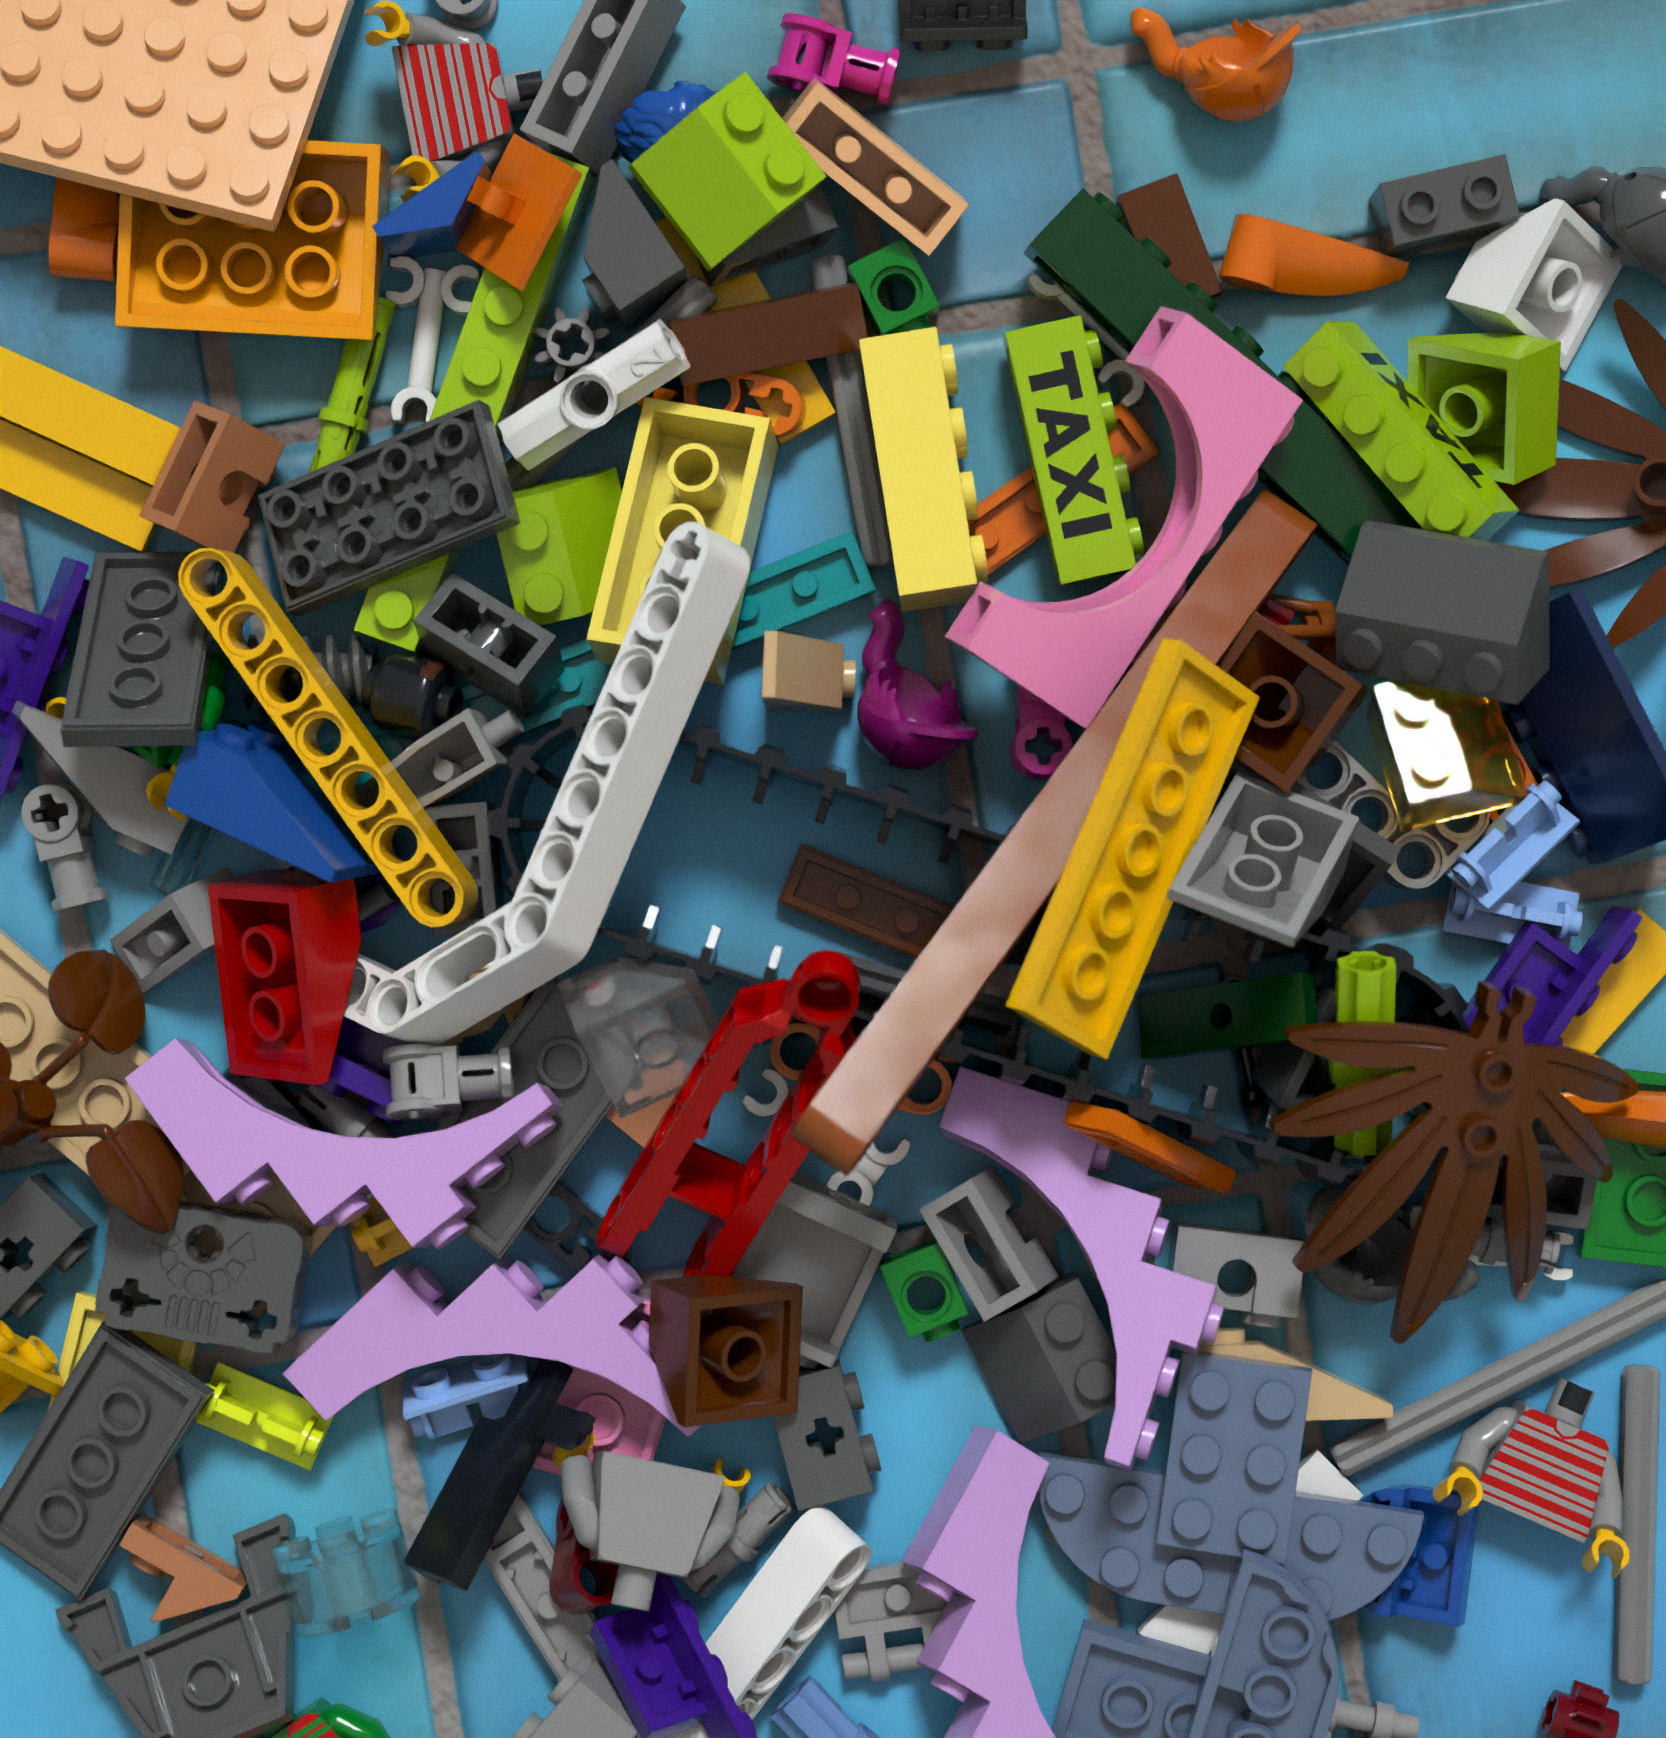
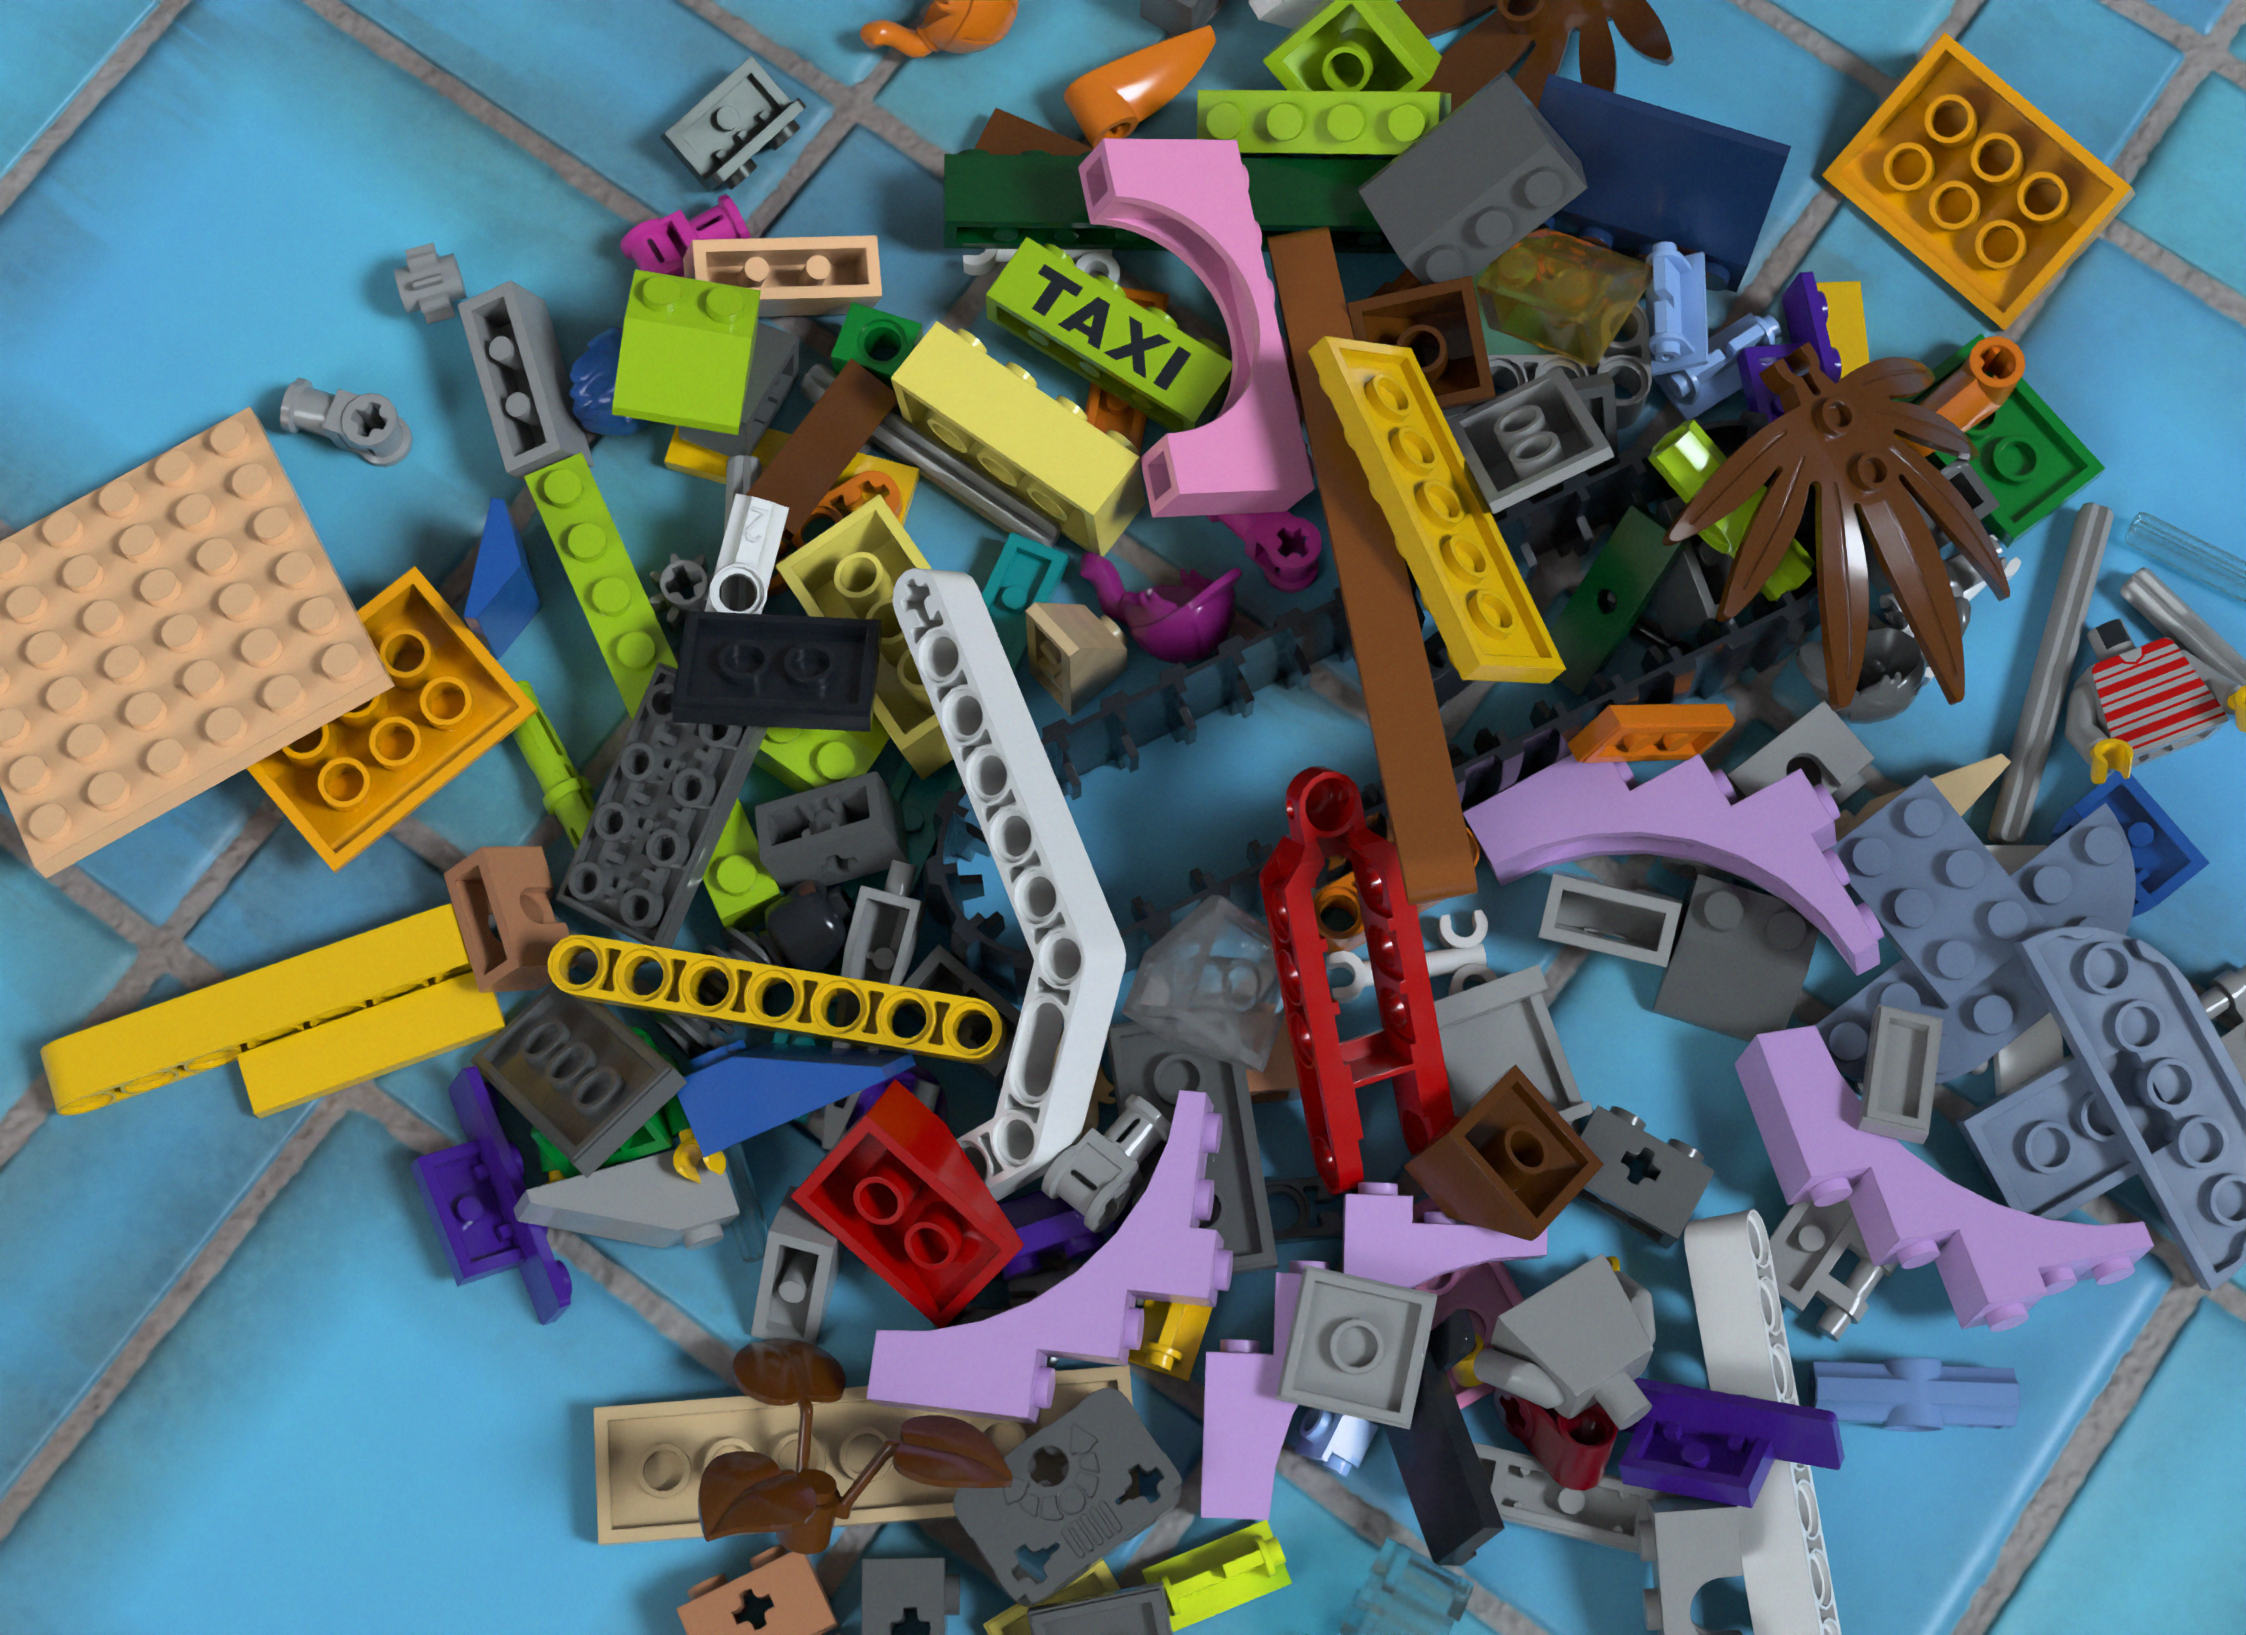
camera: 45 degrees left, 15 degrees down
(64, 844) = (652, 1291): light grey connector -> none
(83, 232) = (242, 834): orange piece -> none
(431, 290) = (548, 652): white bar -> none
(450, 93) = (426, 499): torso -> none
(494, 1369) = (1356, 1347): none -> light grey tile
(517, 211) = (560, 518): orange piece -> none
(552, 495) = (777, 671): none -> black tile
(627, 255) = (669, 483): dark grey slope -> none
(752, 1527) = (1655, 1271): light grey pin -> none
(862, 902) = (1257, 784): reddish brown tile -> none
(917, 1262) = (1572, 1011): green brick -> none
(1067, 1557) = (1900, 1074): none -> light grey tile

